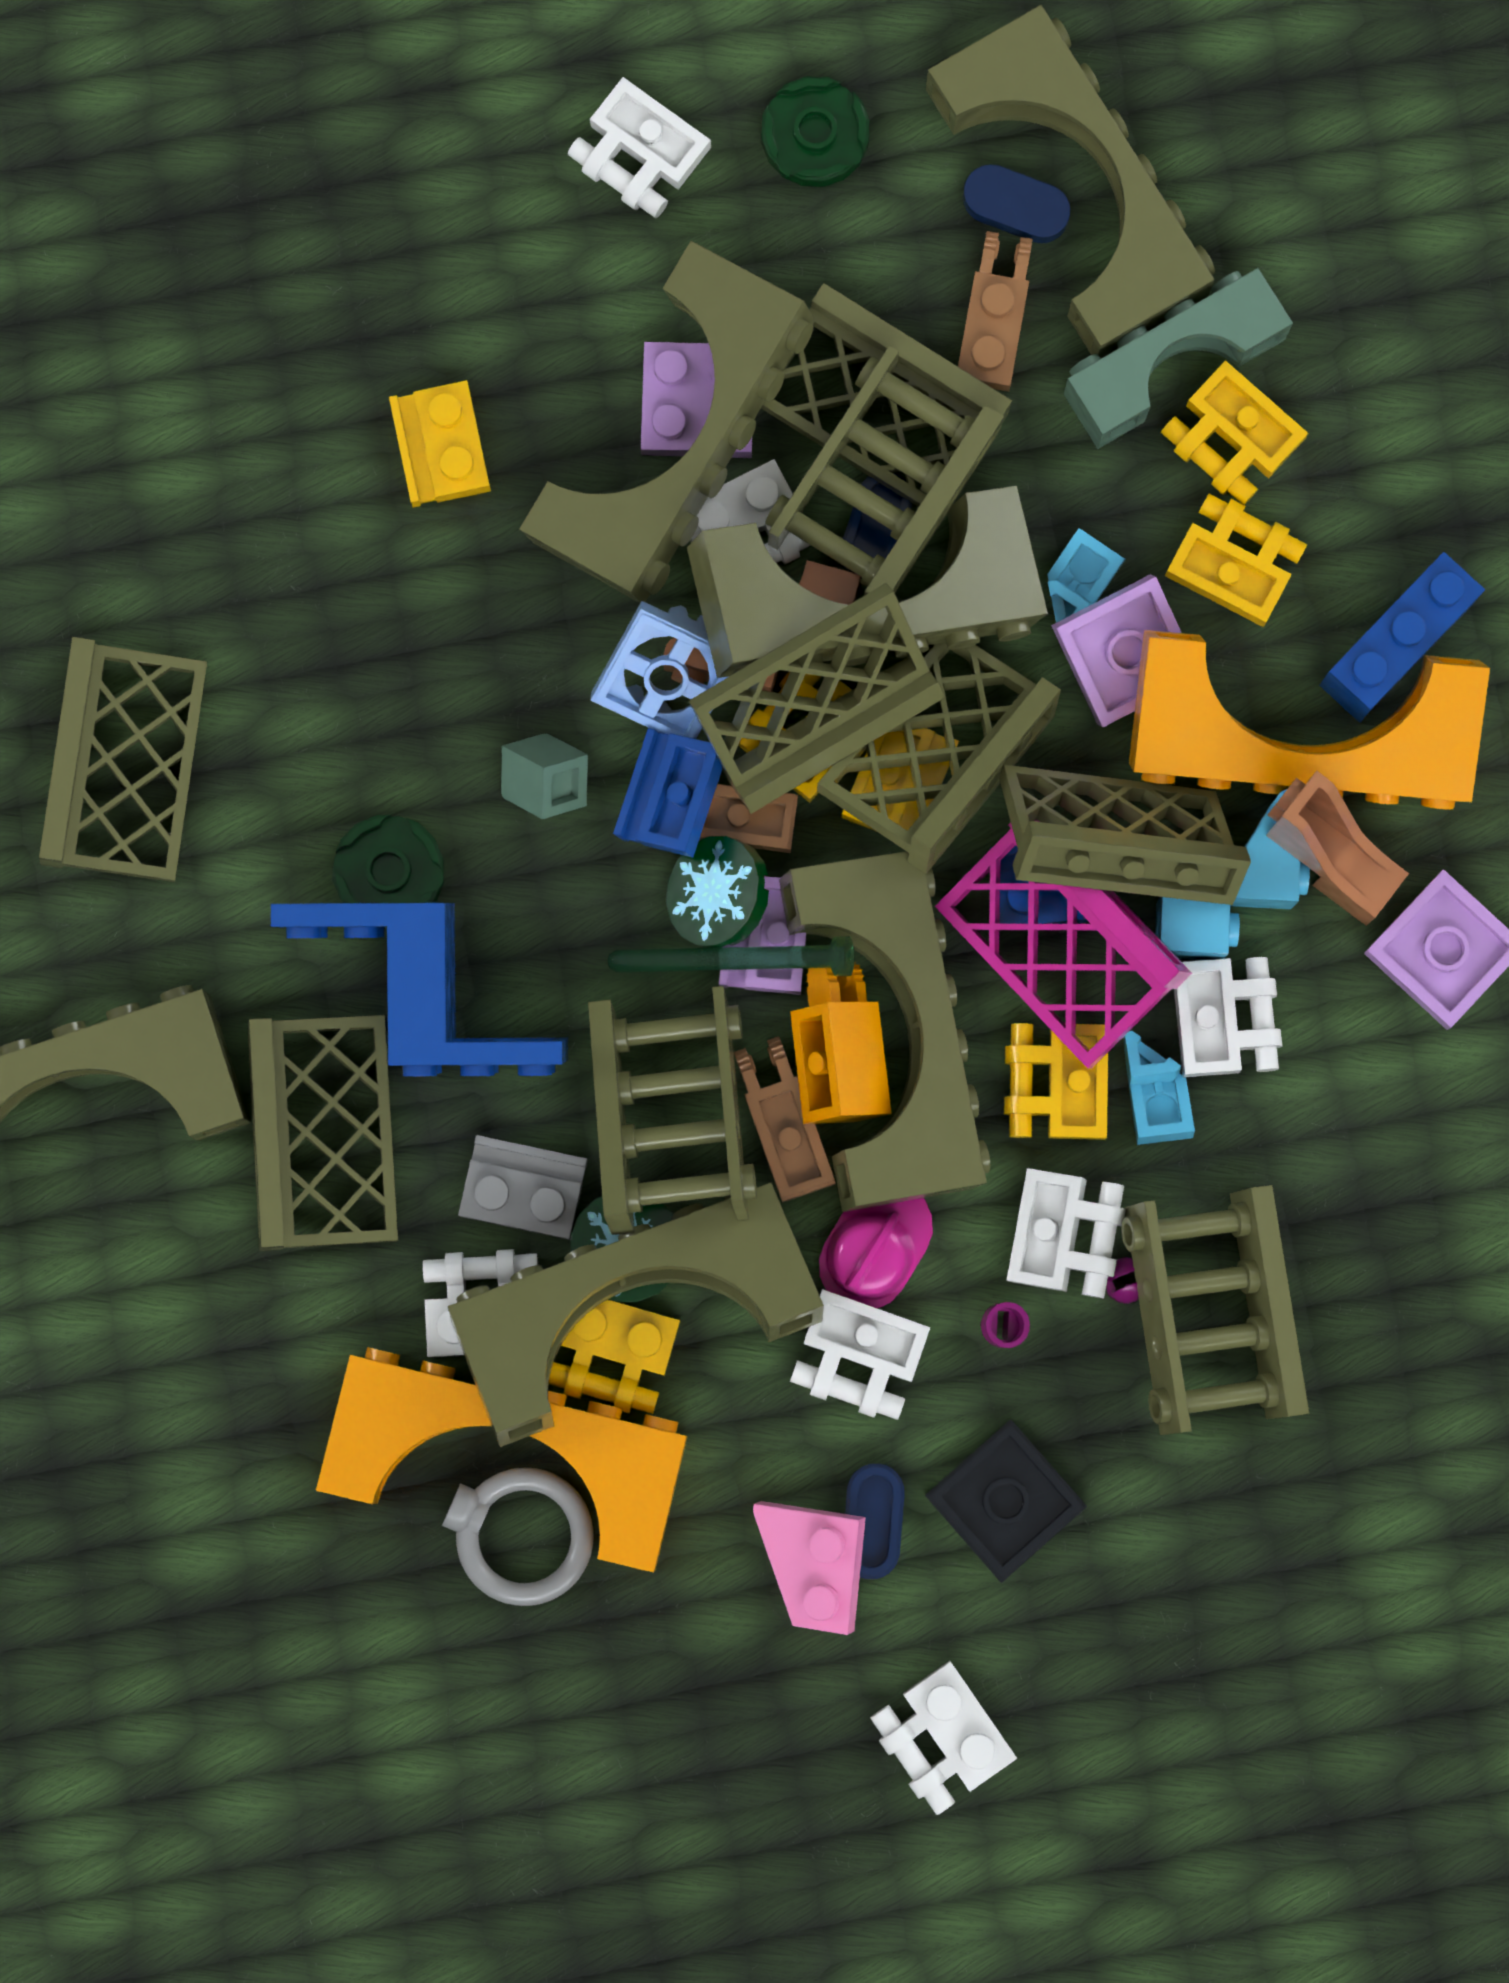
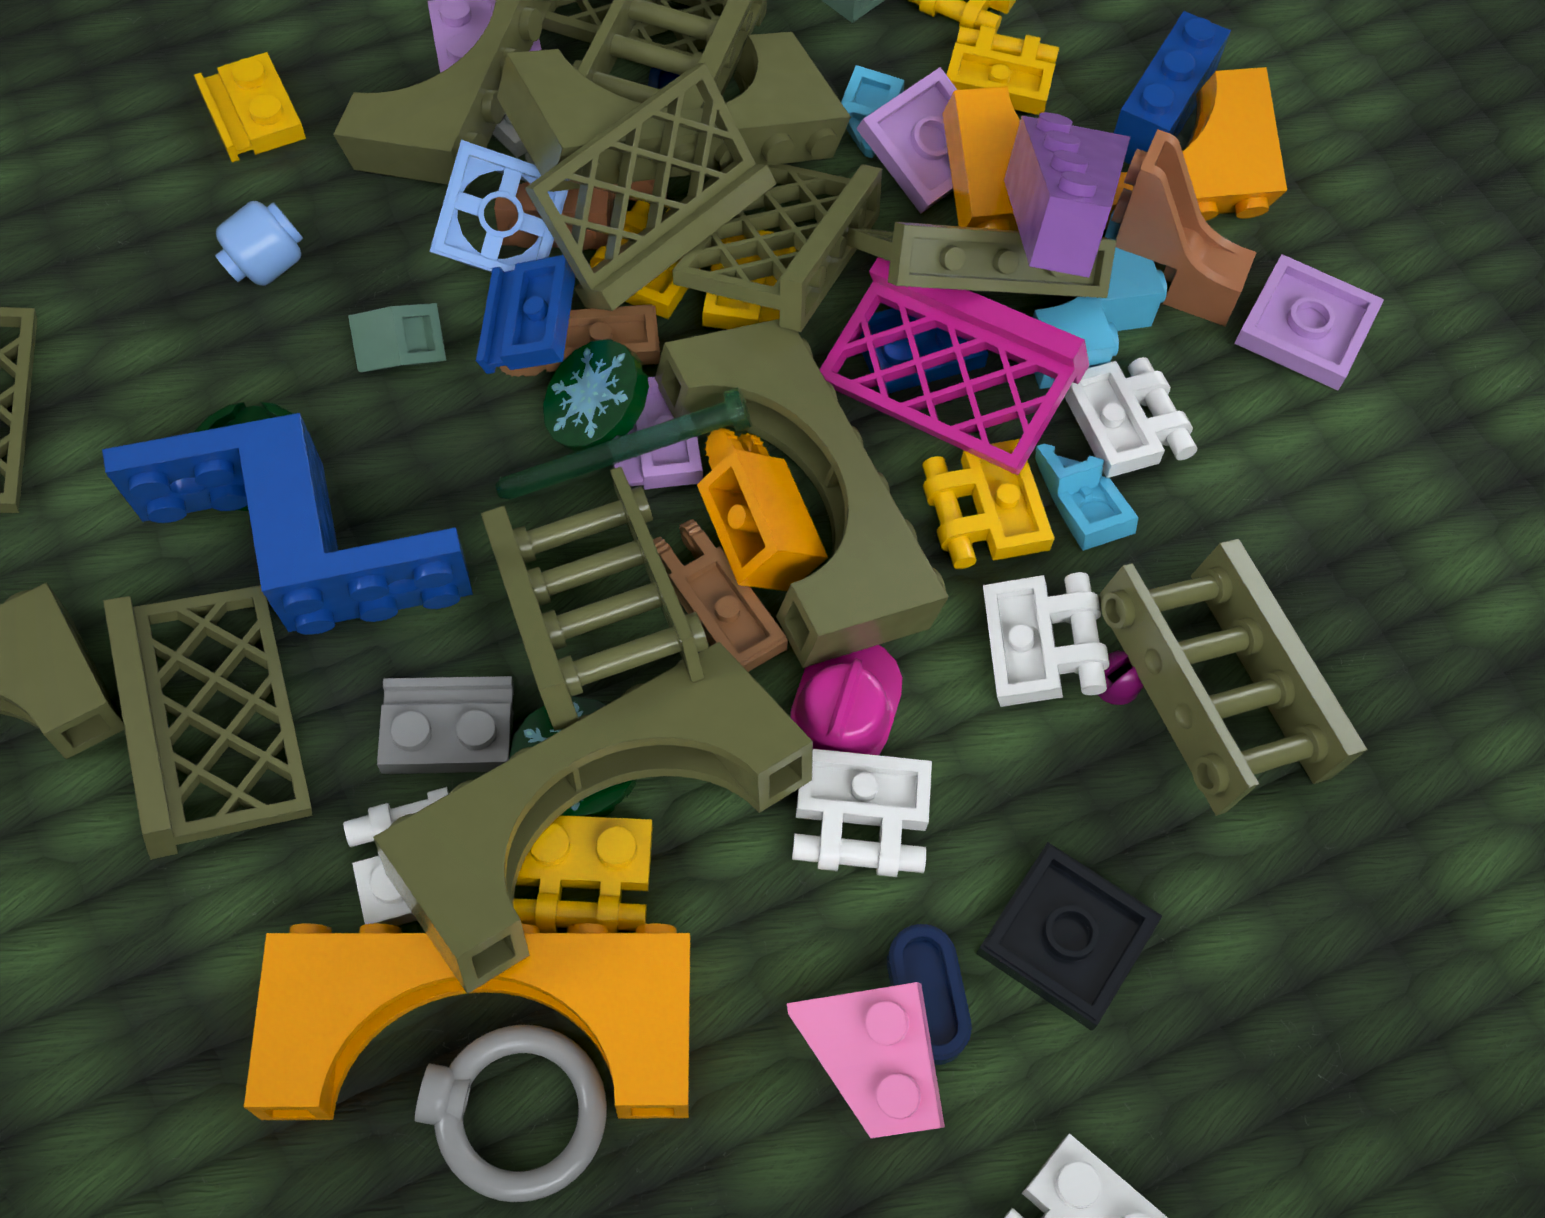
camera: 20 degrees left, 20 degrees down
(428, 636) = (258, 243): none -> light blue head
(1014, 1327) = (1018, 744): magenta hinge -> none
(1210, 804) = (1063, 190): none -> medium lavender wedge

